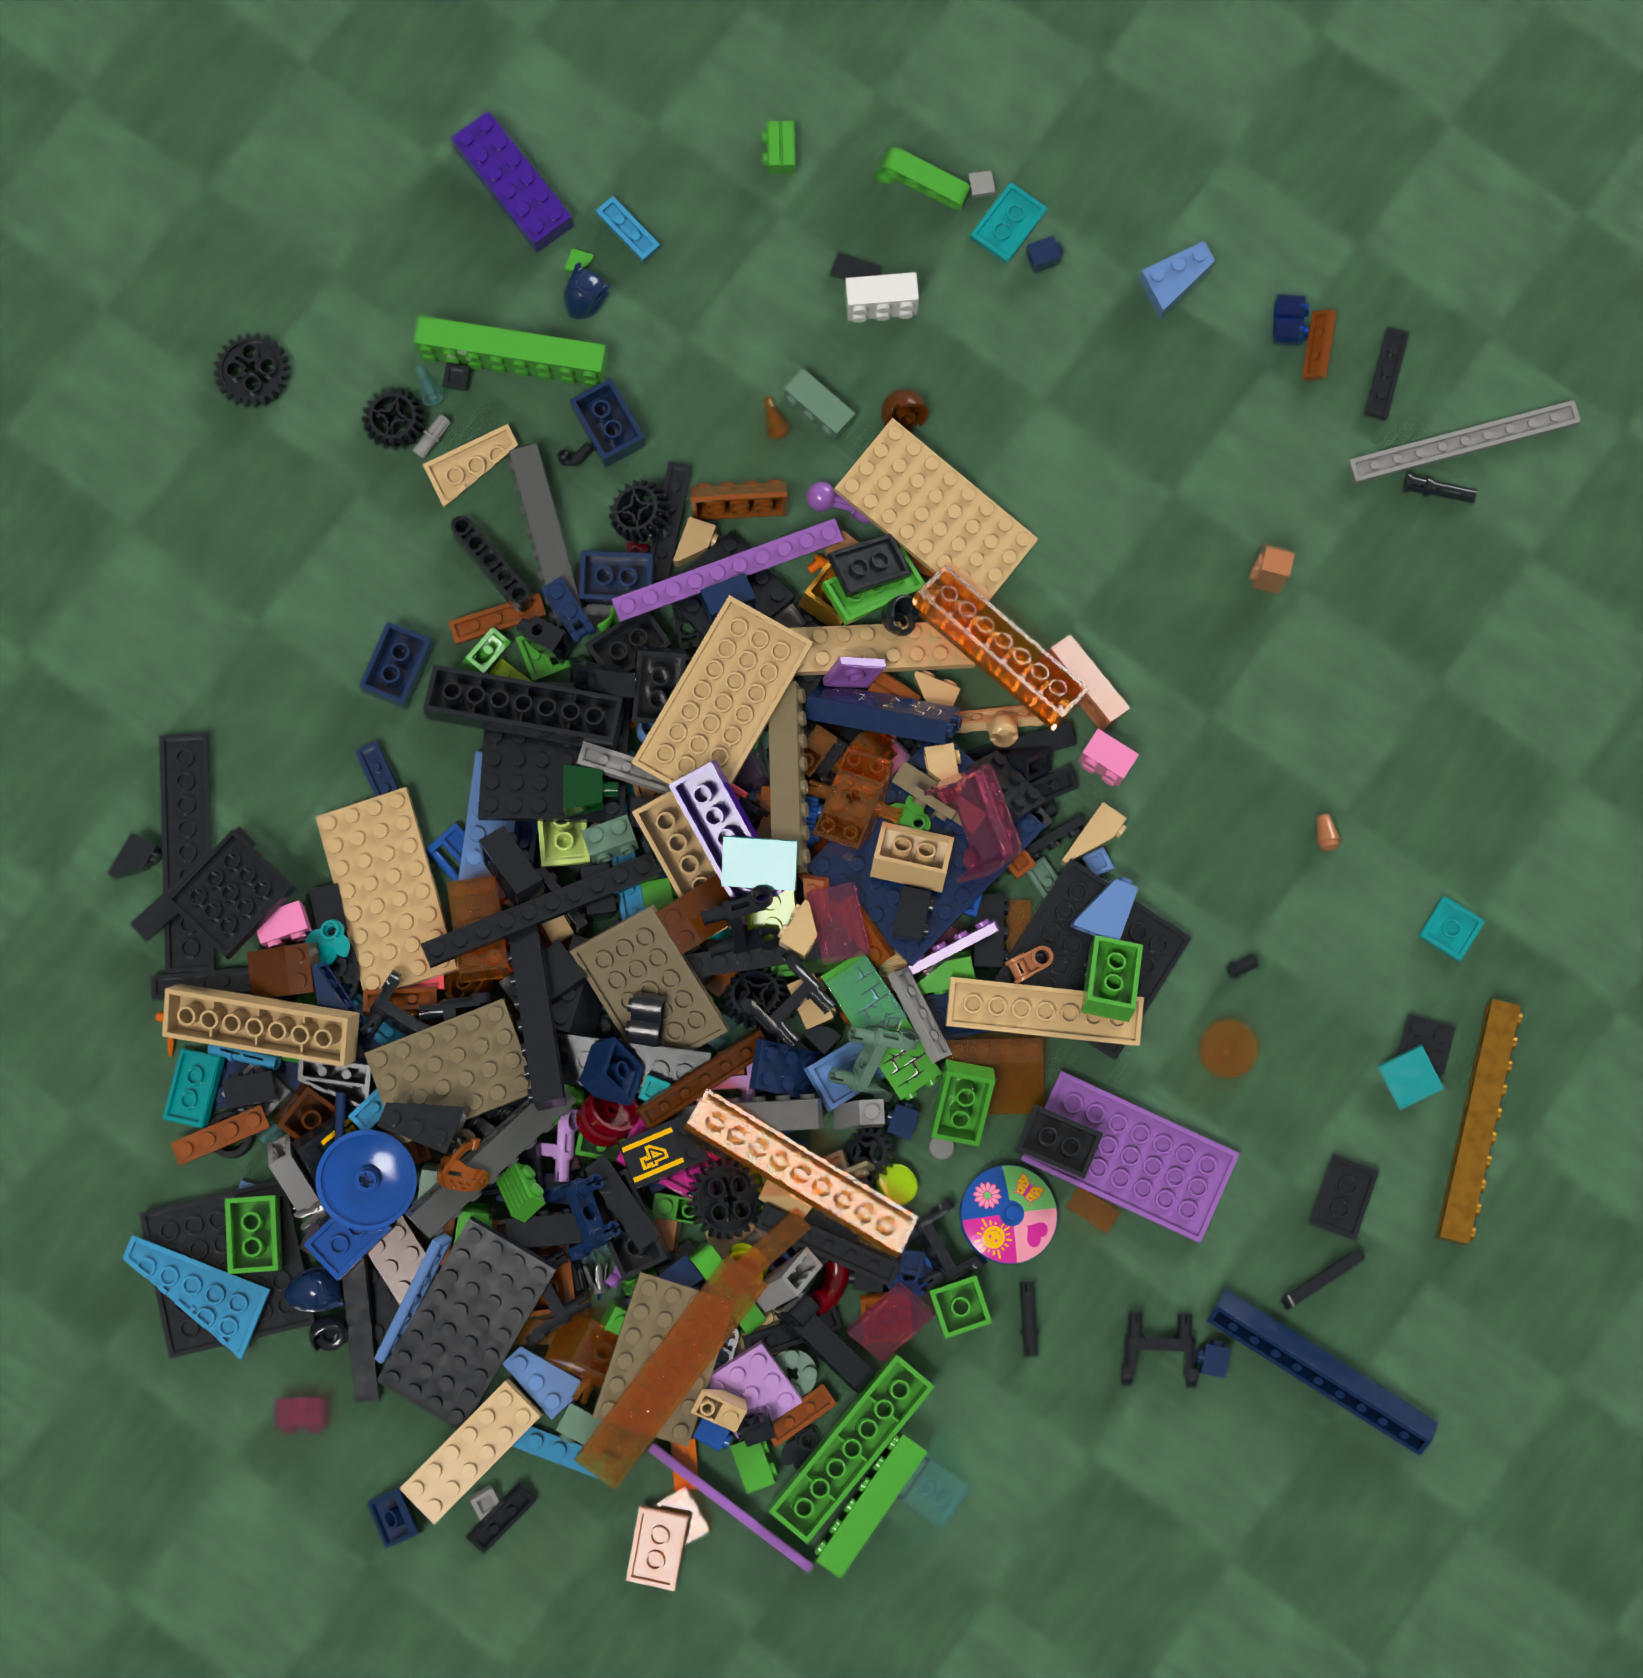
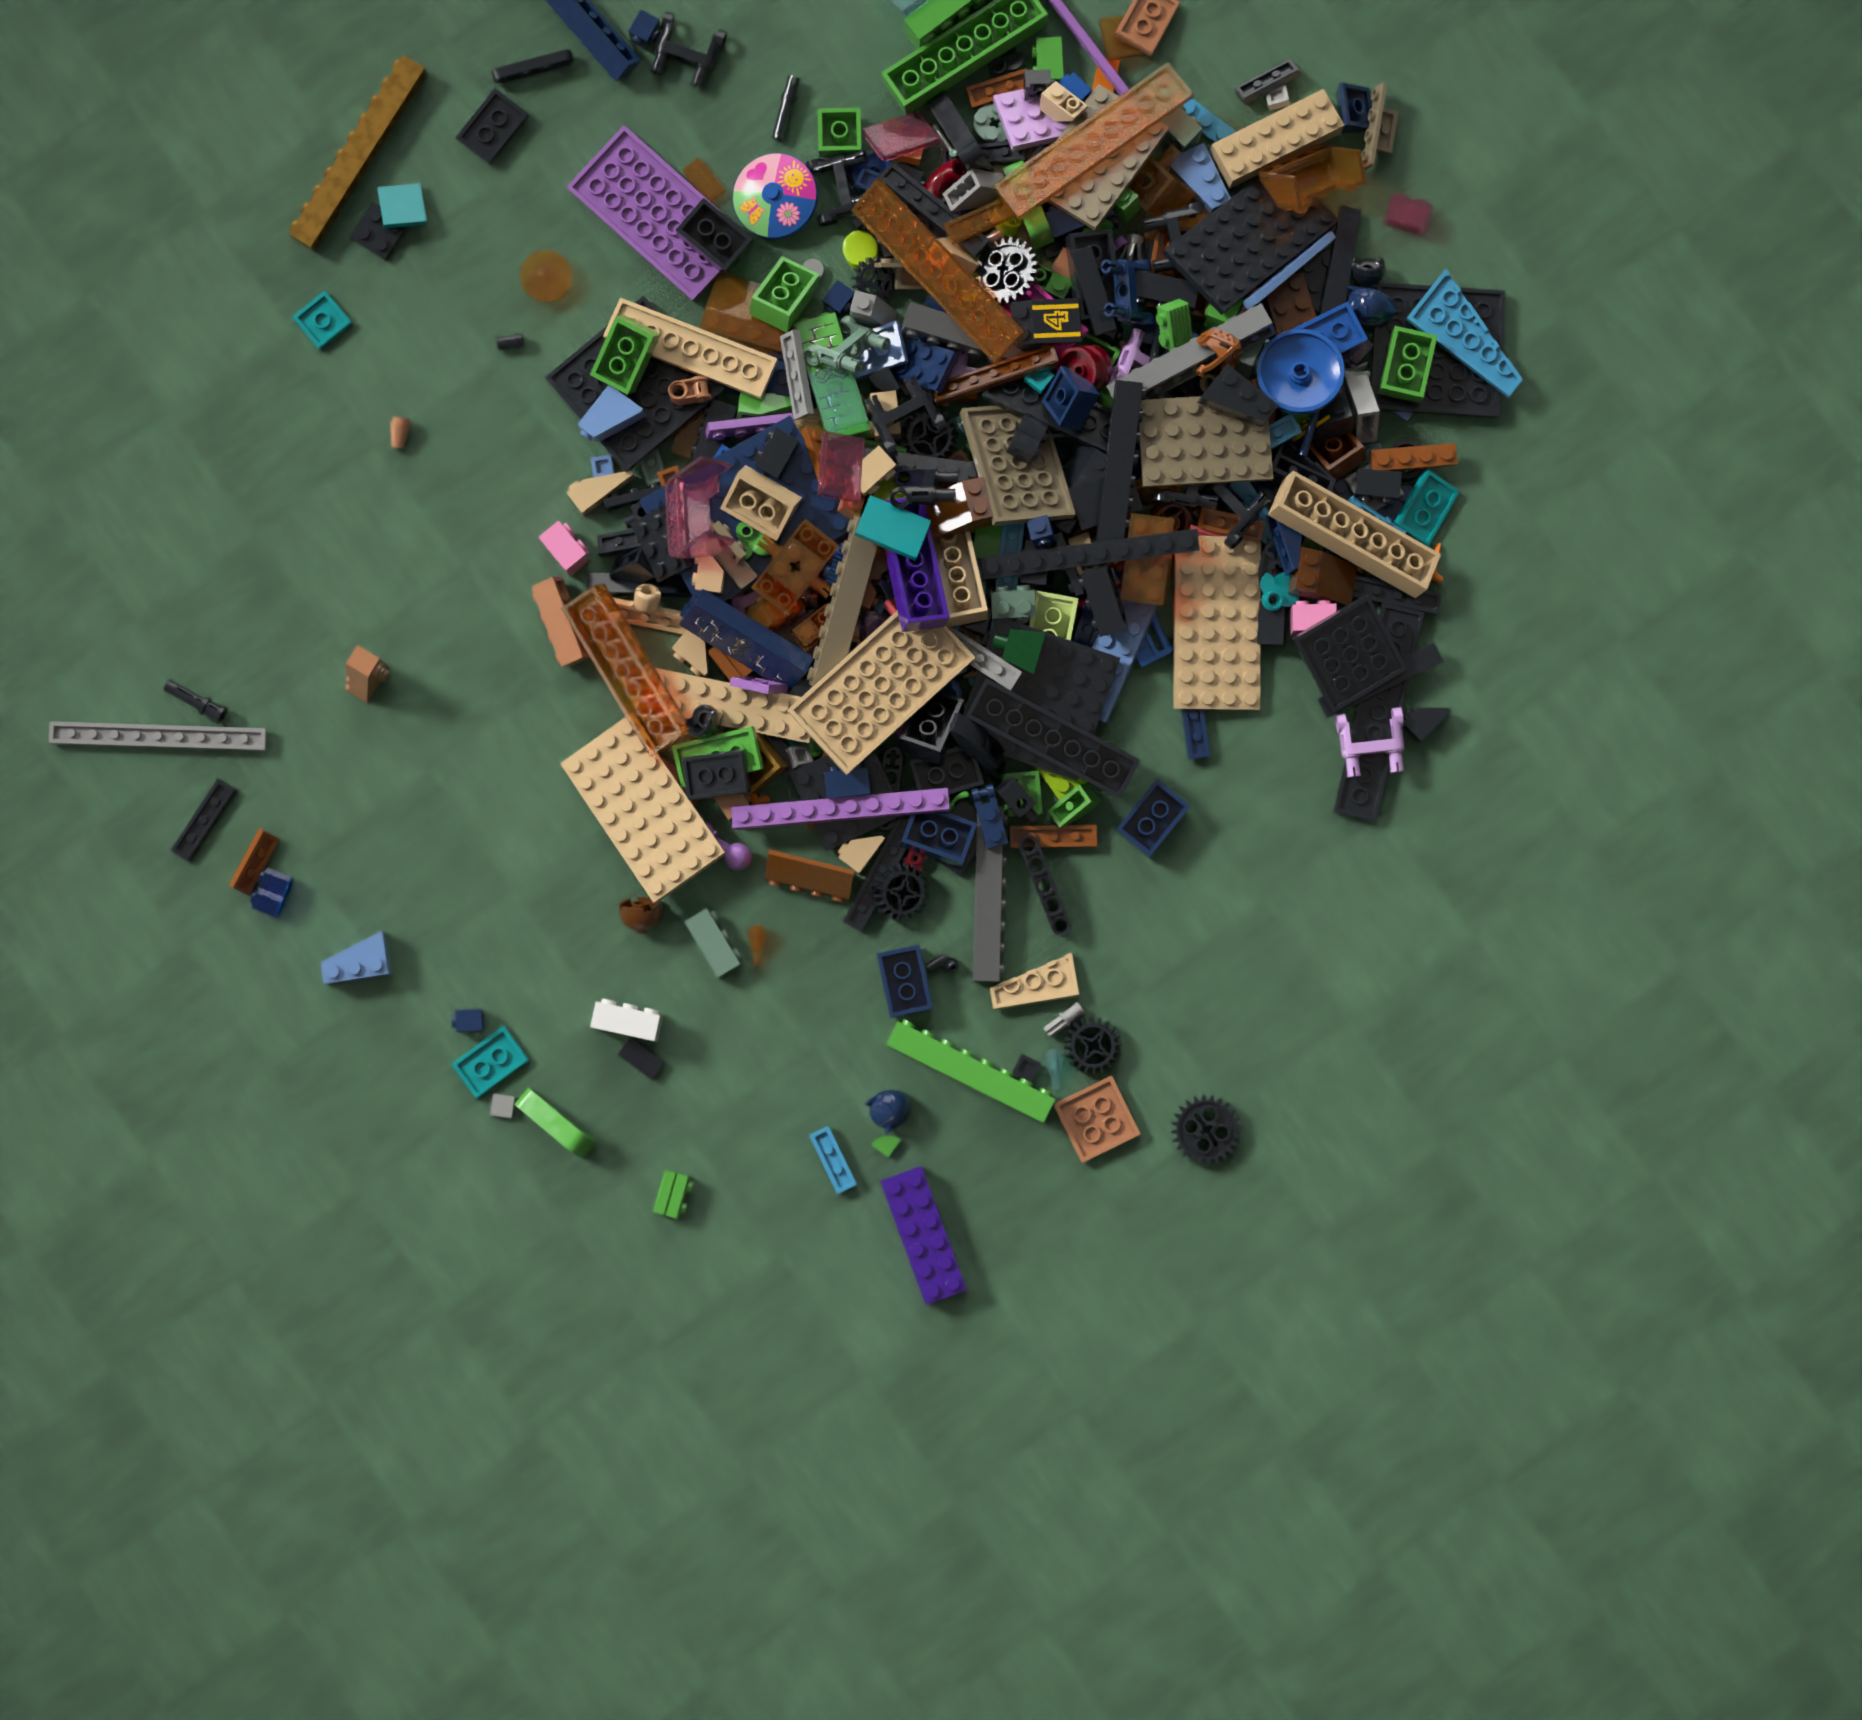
camera: 160 degrees left, 5 degrees up
(161, 816) = (1352, 751): none -> lavender connector
(358, 1501) = (1381, 128): none -> dark tan bracket
(368, 348) = (1096, 1119): none -> nougat plate
(421, 1418) = (1311, 175): none -> clear orange windscreen
(599, 918) = (1041, 531): none -> dark blue brick
(856, 1348) = (952, 152): none -> sand green hinge

